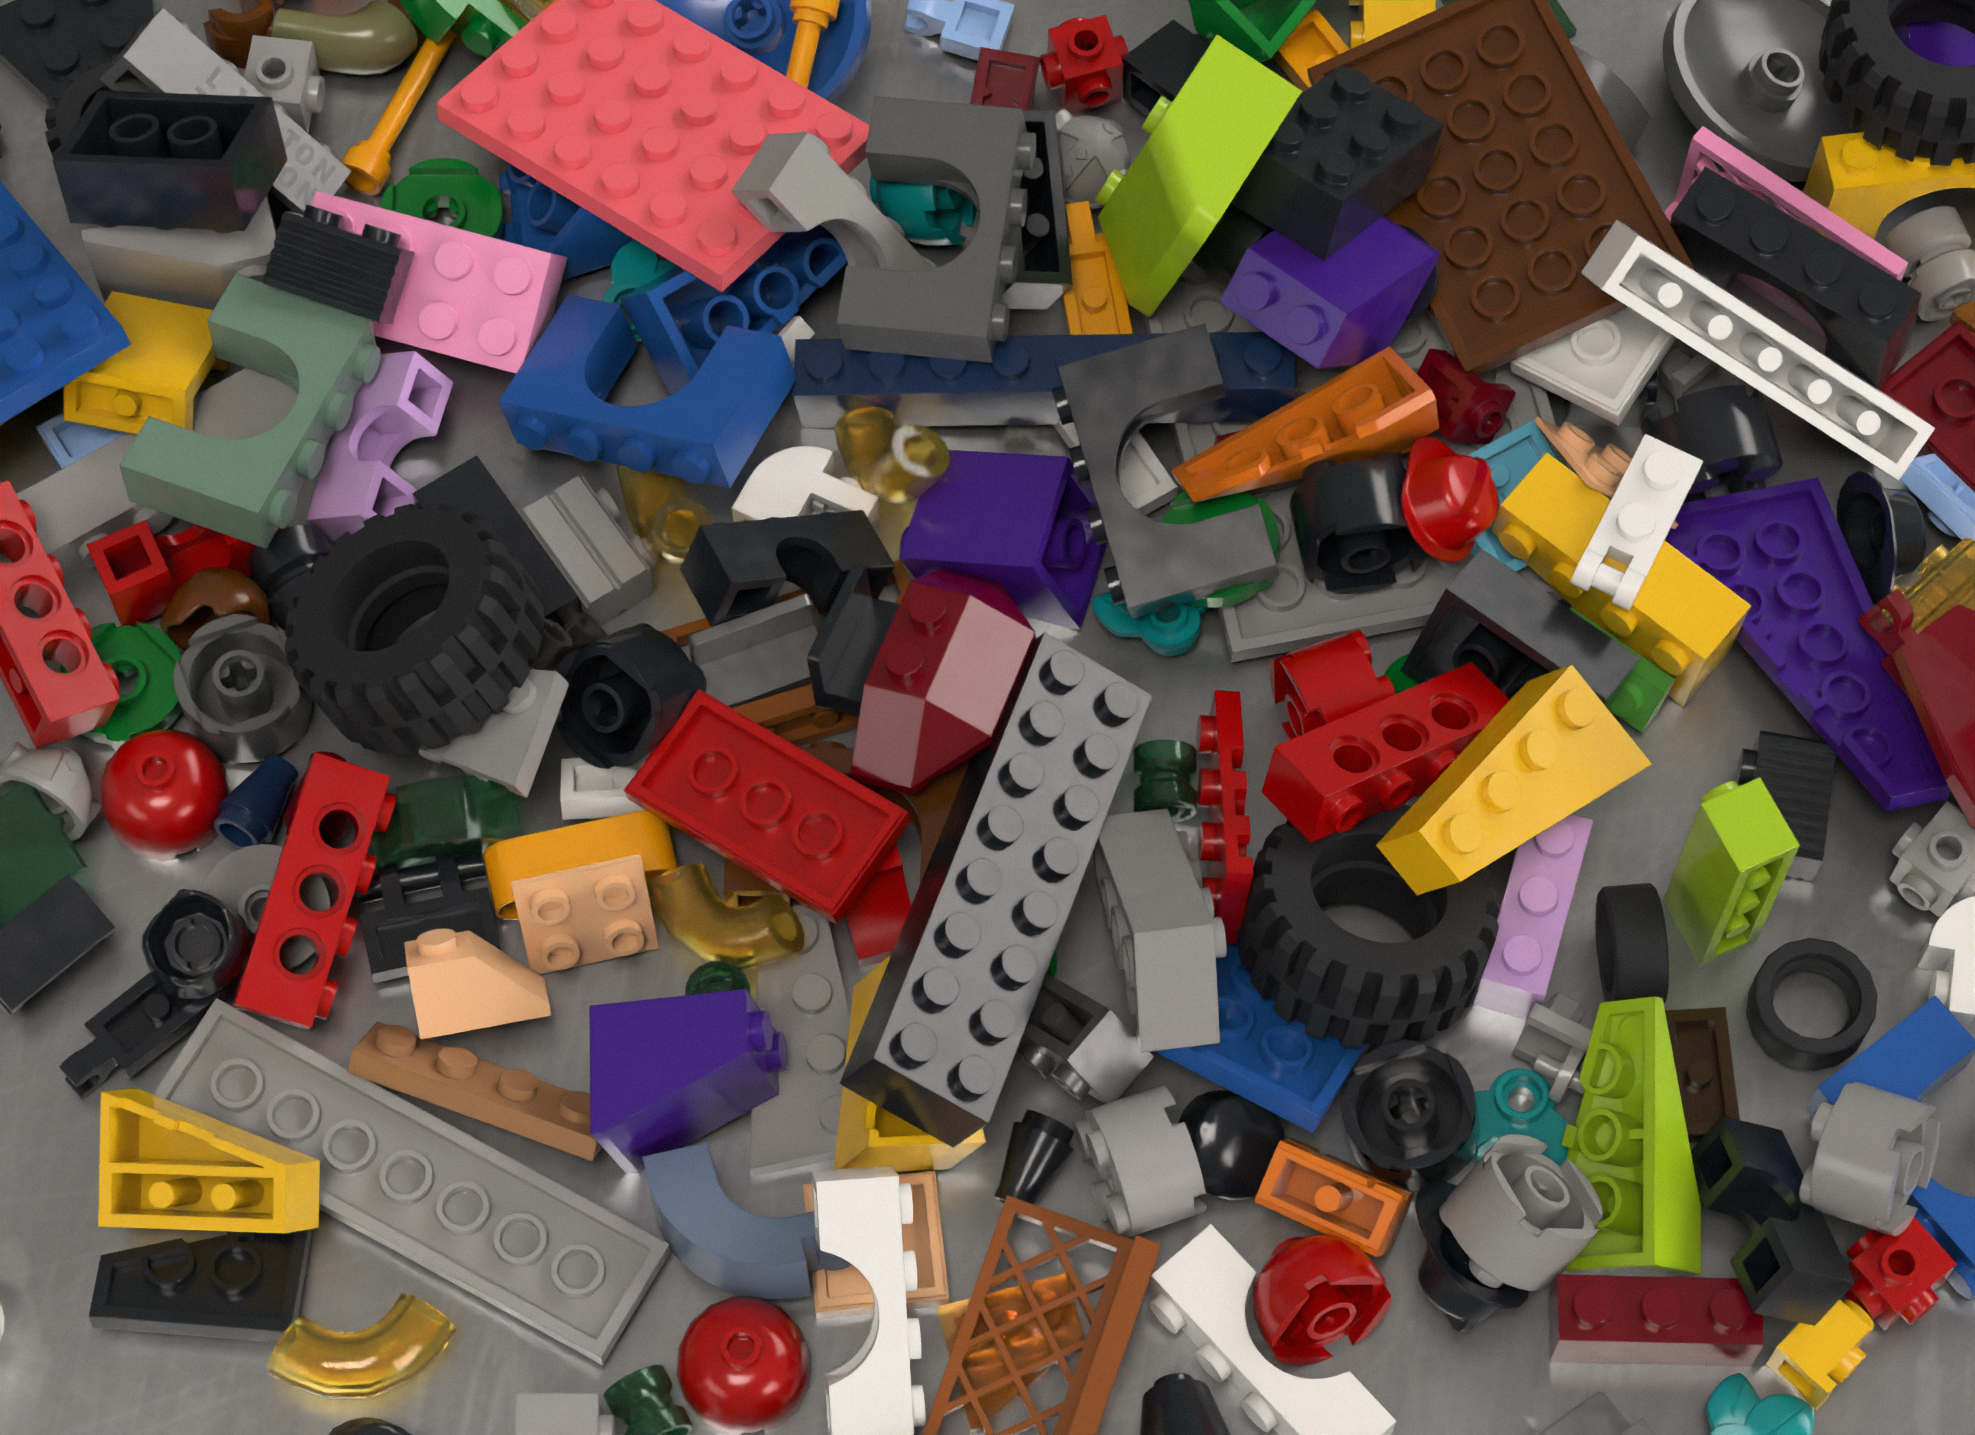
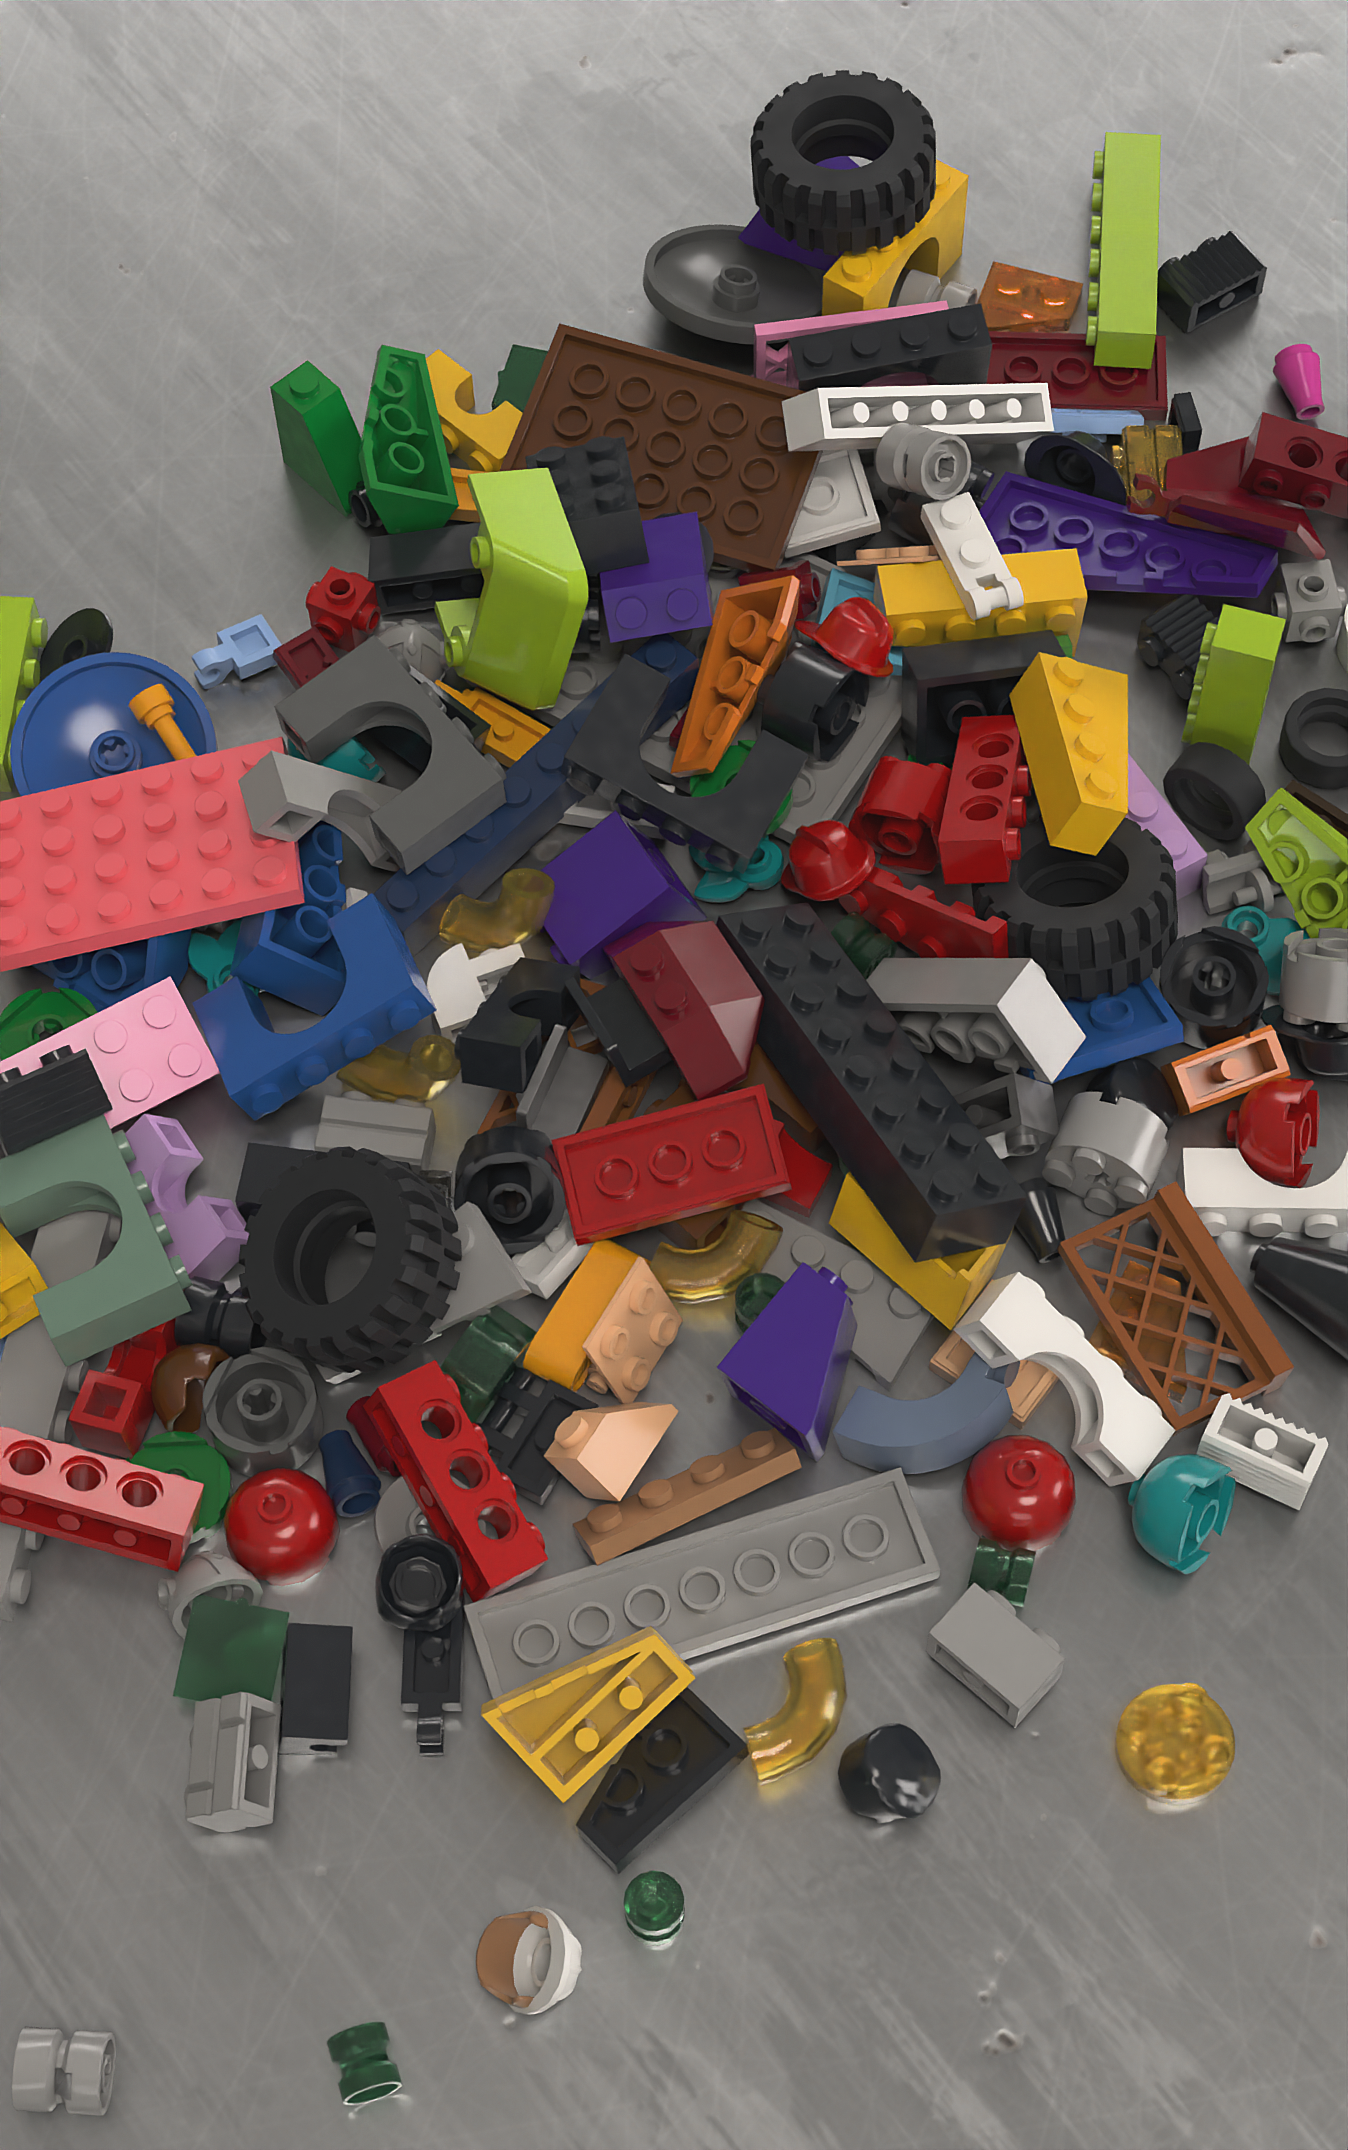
camera: 45 degrees left, 5 degrees down
(91, 1392) = (654, 1922): none -> clear green wheel
(1213, 677) = (827, 861): none -> red piece
(1688, 393) = (923, 461): none -> light grey wheel

